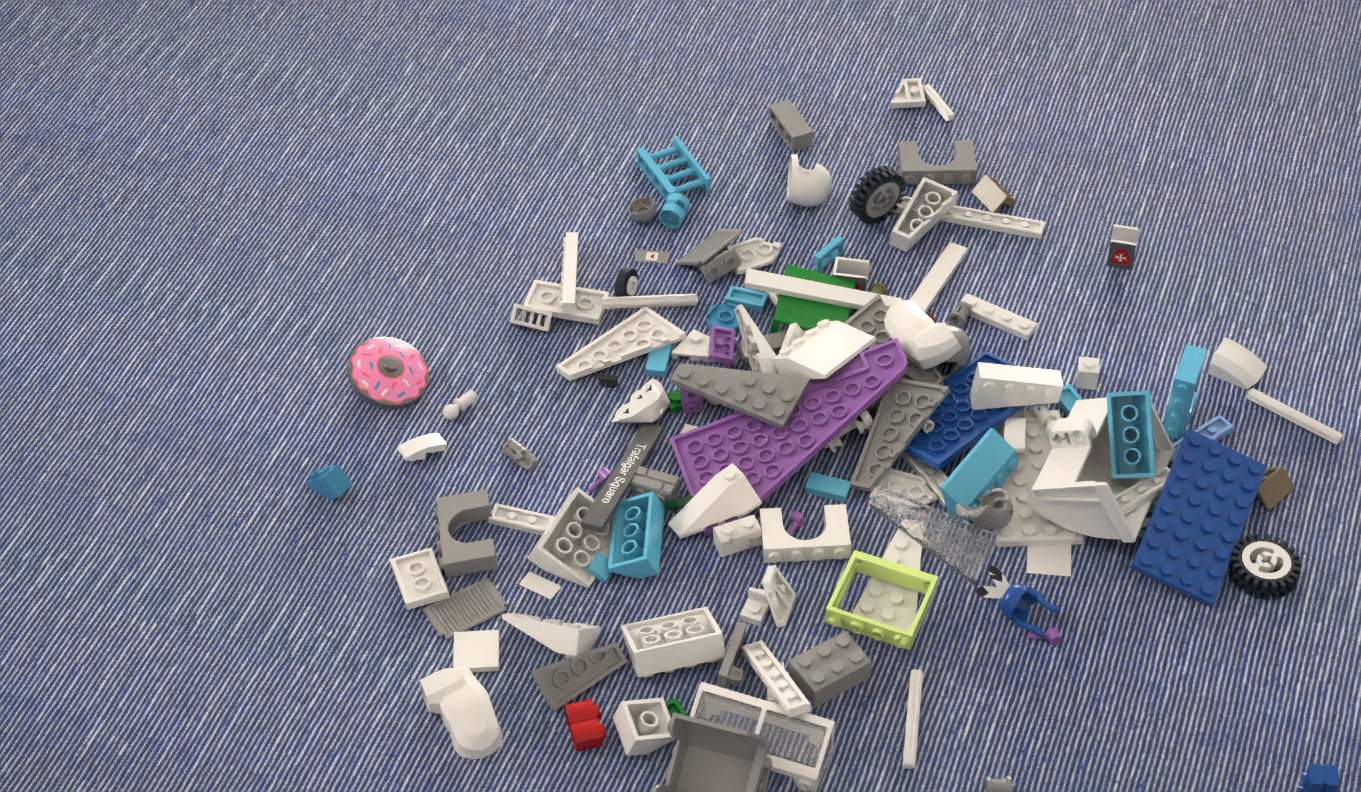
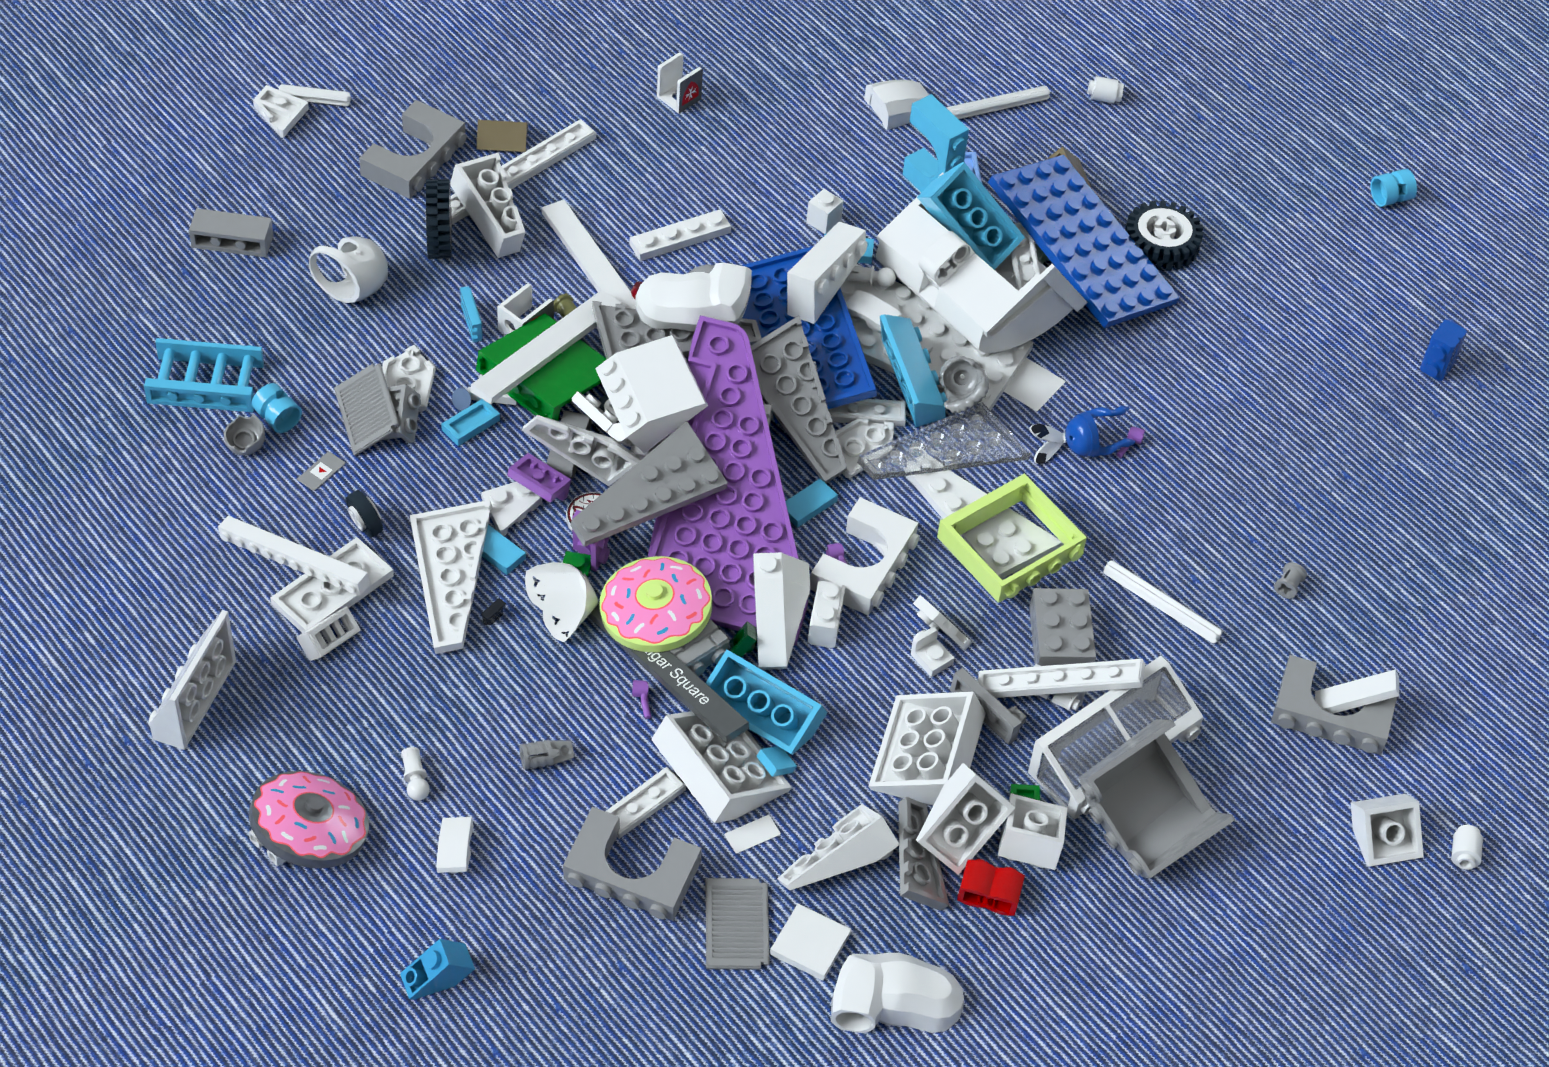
camera: 65 degrees left, 5 degrees up
(419, 578) = (660, 947): white tile -> none
(443, 276) = (195, 685): none -> white slope
(618, 677) = (963, 818): none -> white slope
(649, 301) = (404, 508): white axle -> none
(667, 445) = (656, 604): none -> dish
(722, 316) = (485, 457): dark azure tile -> none
(960, 314) = (656, 259): light grey bush -> none

